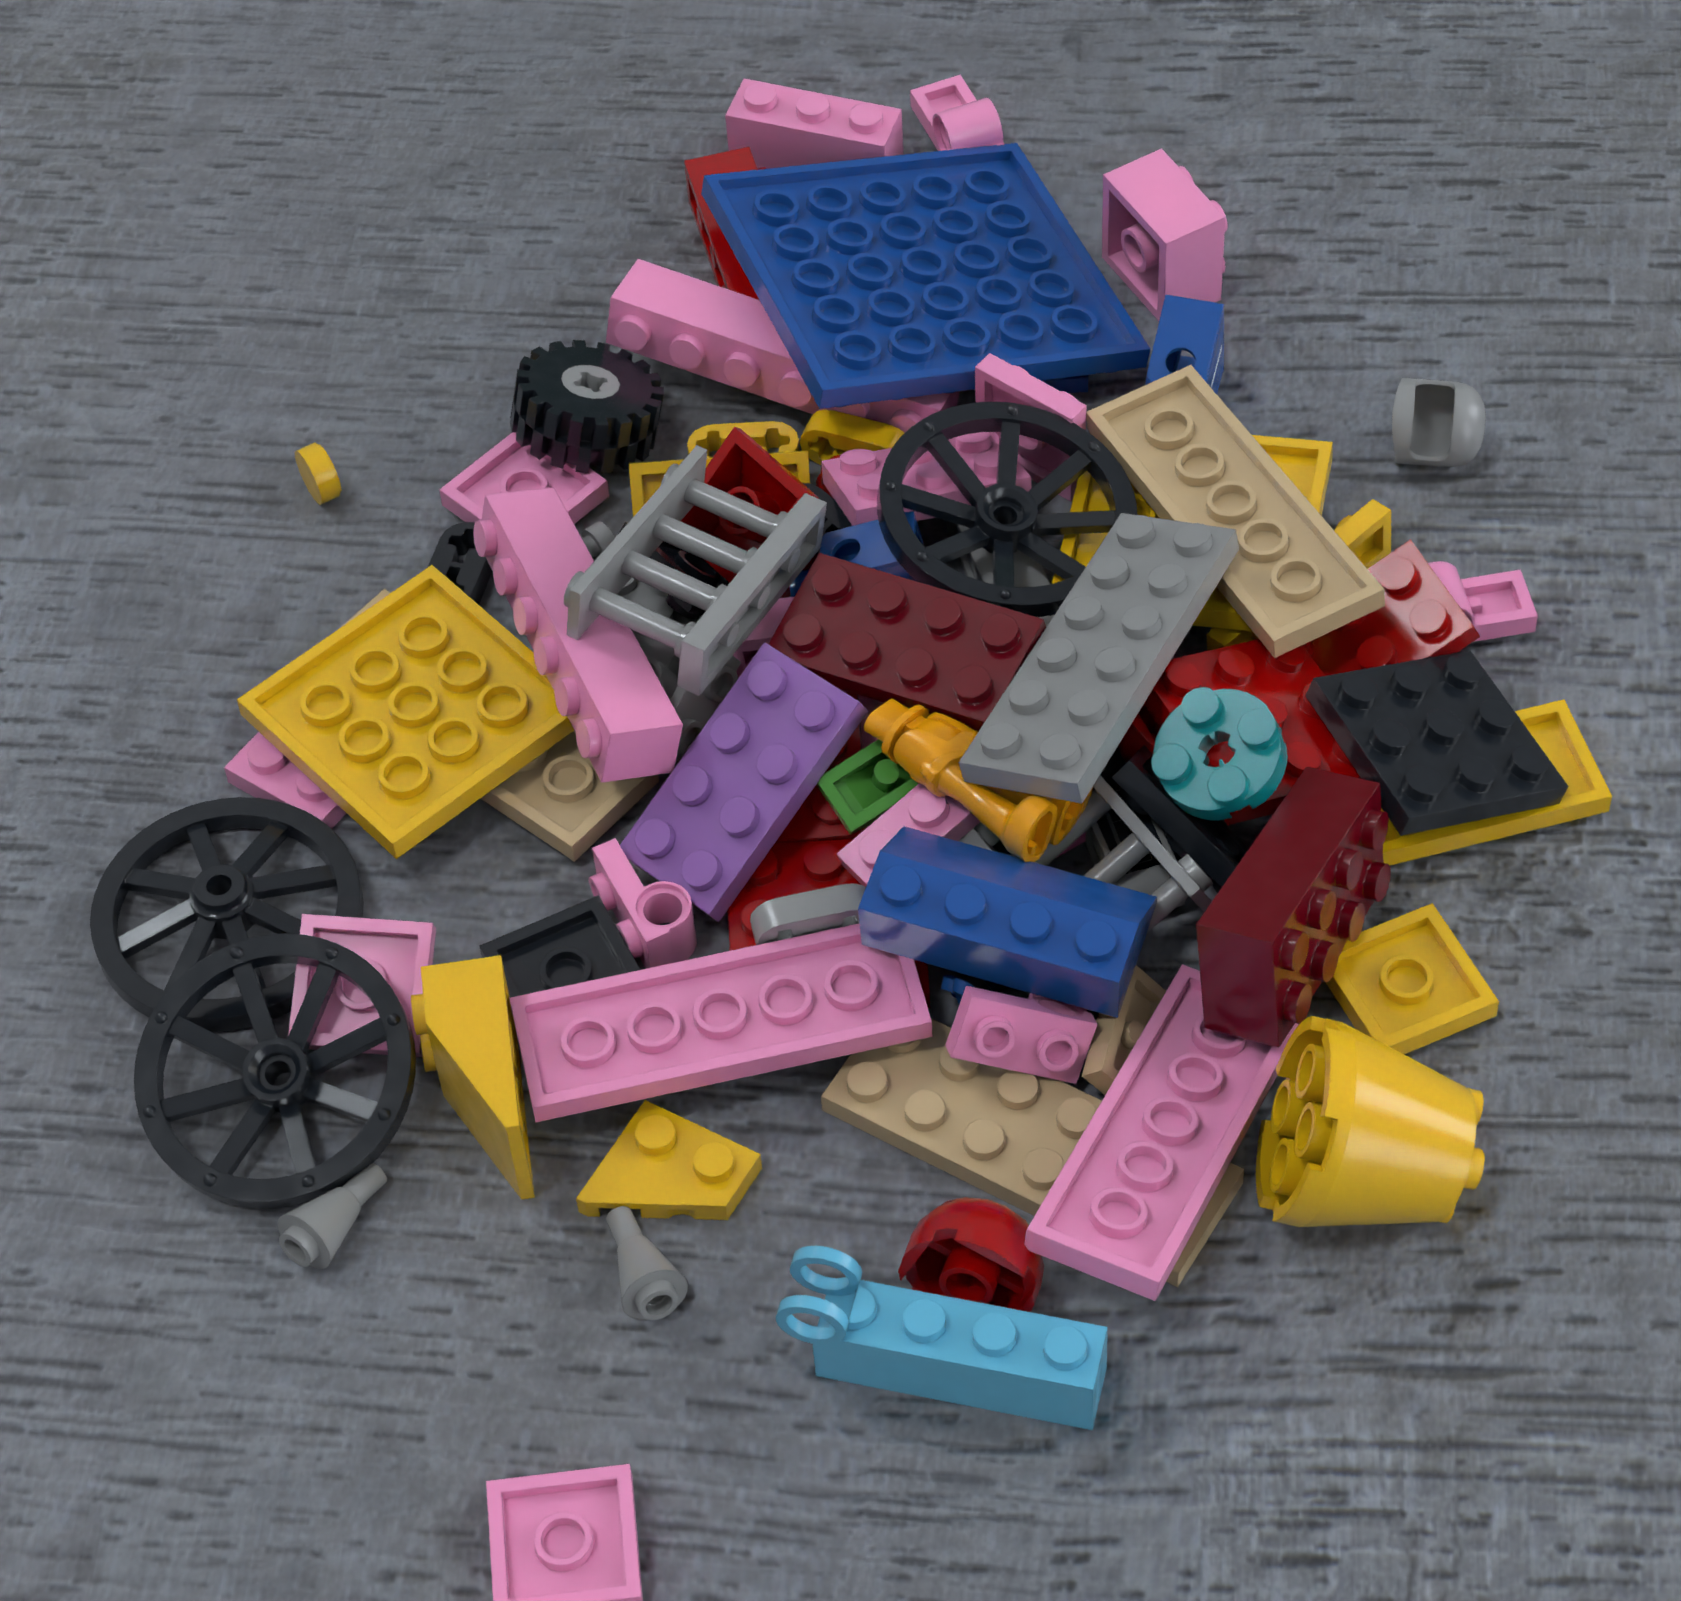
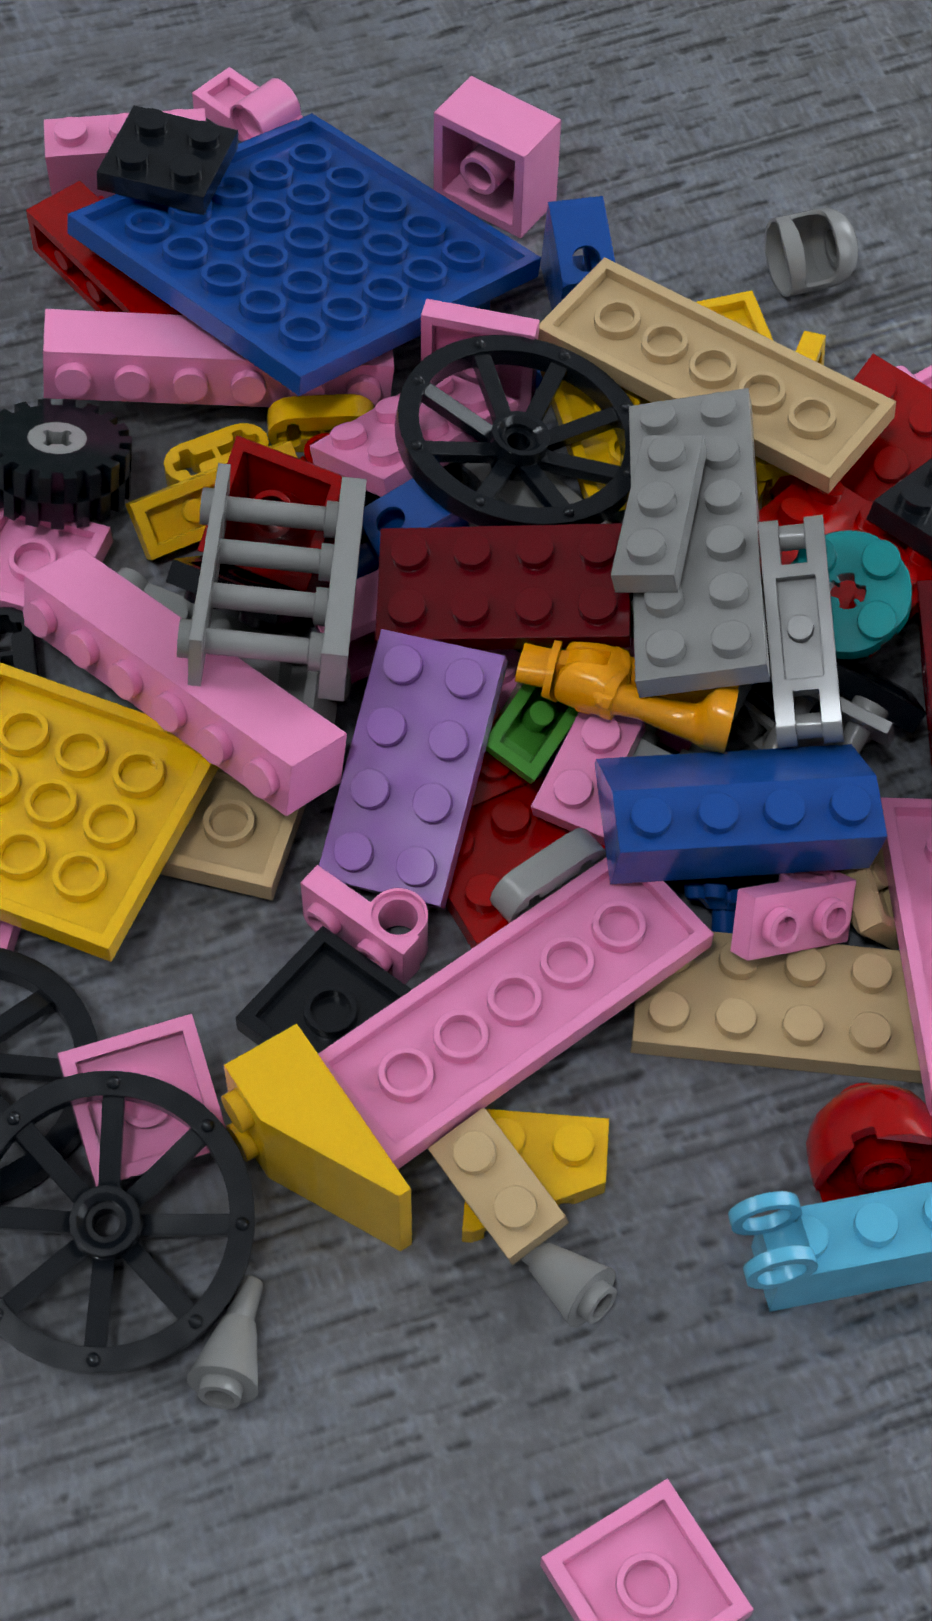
camera: 30 degrees left, 5 degrees up
(622, 1168) = (498, 1186): none -> tan plate
(828, 150) = (167, 160): none -> black plate
(1068, 617) = (659, 514): none -> light grey plate
(1144, 770) = (800, 631): none -> light grey plate

